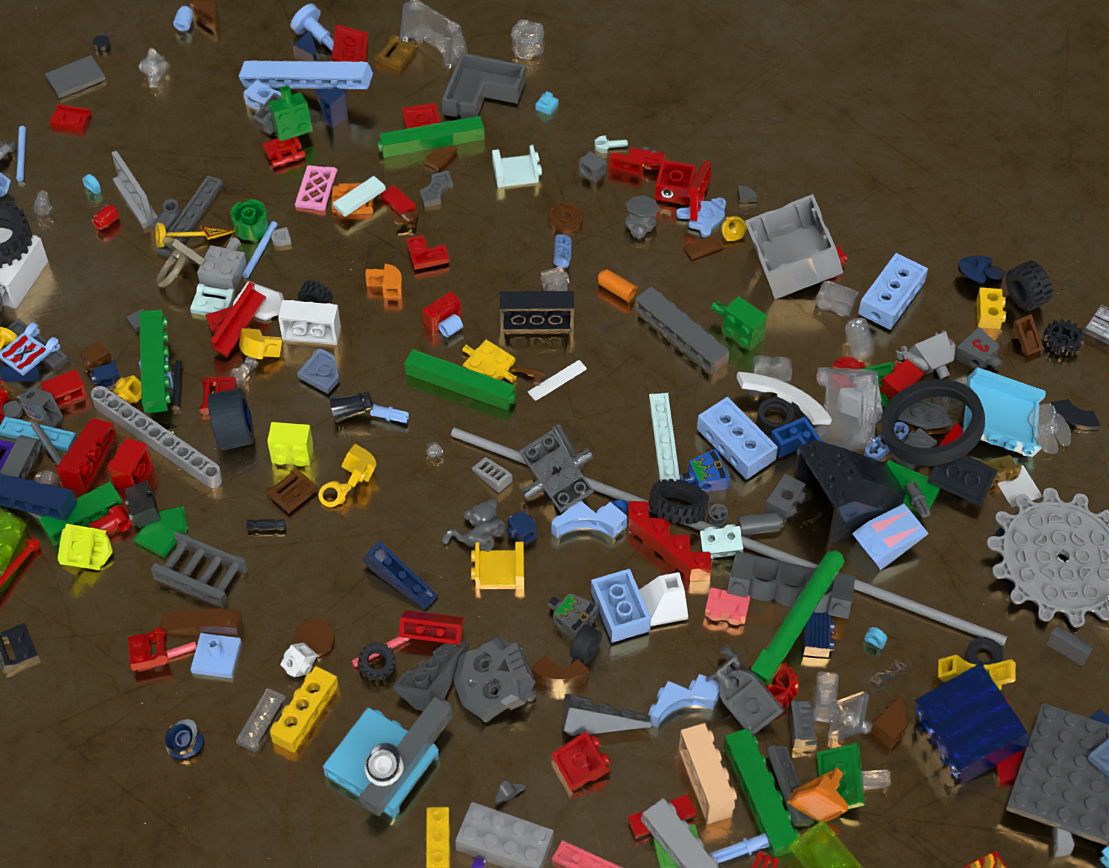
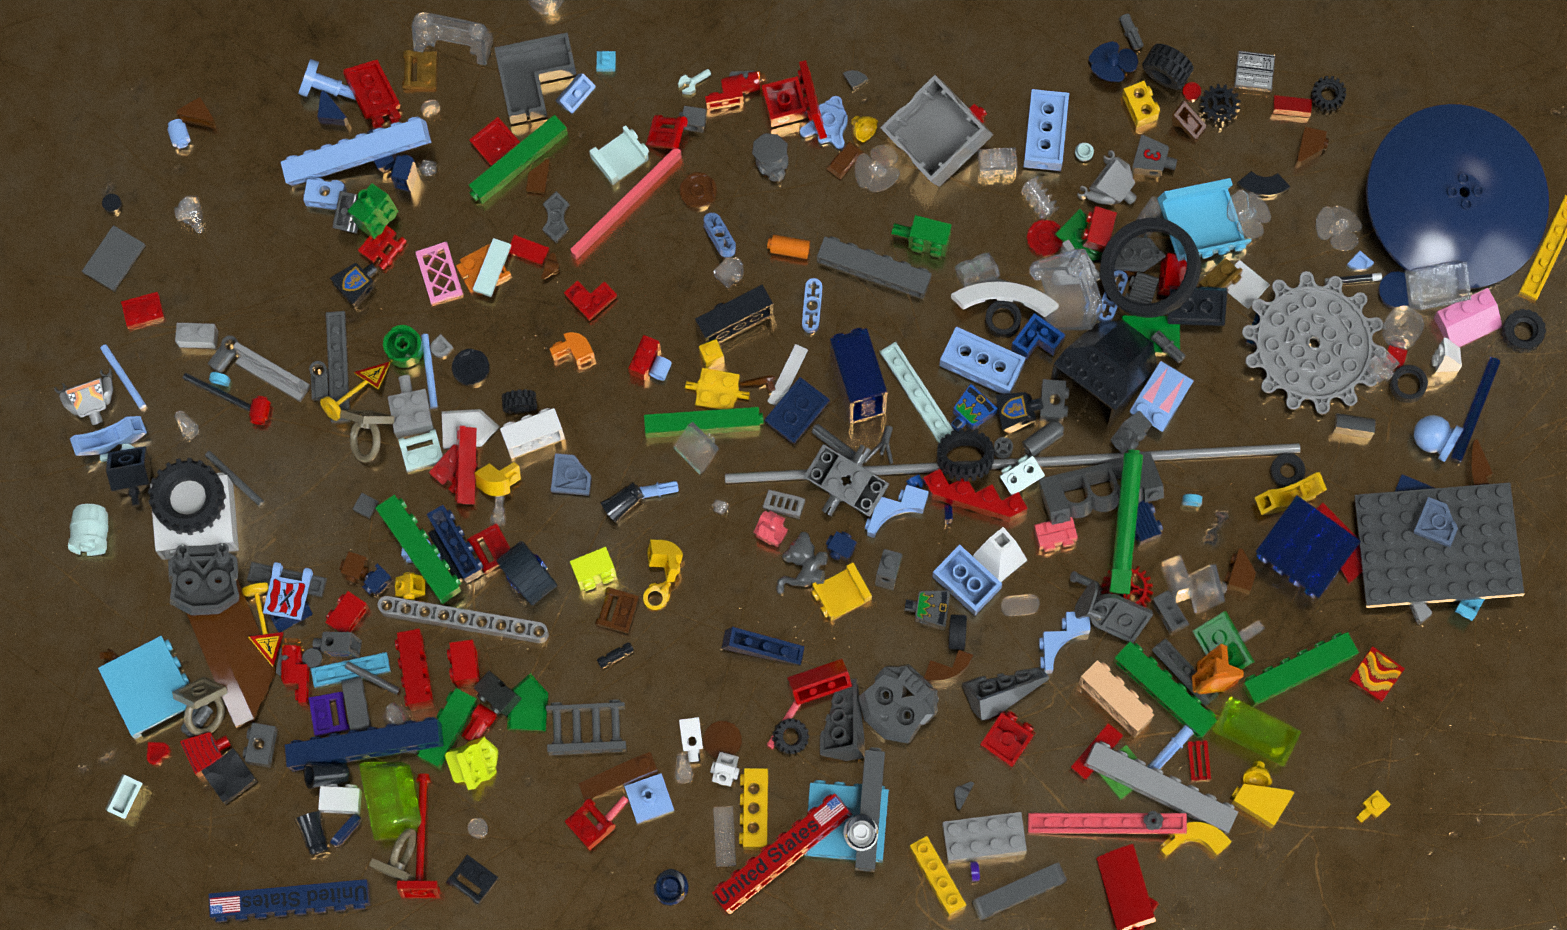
camera: 25 degrees left, 20 degrees up
(50, 607) = (477, 828): none -> clear tile
(51, 257) = (234, 478): none -> dark grey bar
(82, 191) = (216, 391): none -> black bar
(95, 147) = (196, 335): none -> light grey brick
(105, 170) = (223, 356): none -> dark grey piece
(189, 376) = (454, 543): none -> dark blue brick
(244, 164) = (355, 283): none -> black torso
(261, 645) = (683, 769): none -> clear cone
(286, 616) = (691, 728): none -> white torso
(295, 261) = (470, 367): none -> black tile
(299, 755) = (782, 853): none -> red brick
(357, 114) = (428, 167): none -> clear plate
(386, 77) = (430, 108): none -> clear tile
(442, 393) = (696, 447): none -> clear tile
(467, 484) = (771, 528): none -> coral hair
(498, 200) = (625, 203): none -> coral tile
(500, 332) = (711, 354): none -> yellow brick
(508, 114) = (575, 93): none -> light blue slope
(548, 407) = (797, 410): none -> dark blue plate
(556, 561) = (888, 569): none -> dark grey torso
(563, 164) = (666, 137): none -> red plate
(610, 329) = (816, 319): none -> light blue beam
(612, 464) = (883, 444): none -> dark grey plant
(615, 392) = (858, 375): none -> clear blue brick
(635, 546) = (948, 514): none -> clear blue tile
(660, 653) = (1020, 605): none -> clear tile
(723, 263) = (875, 174): none -> clear piece
(747, 489) = (1017, 410): none -> black torso
(850, 545) = (1131, 432): none -> dark grey brick
(910, 837) = (1299, 669): none -> green brick
(919, 323) = (1084, 151): none -> light aqua plate
(1008, 254) = (1131, 31): none -> dark grey axle
(1042, 319) = (1191, 91): none -> red piece

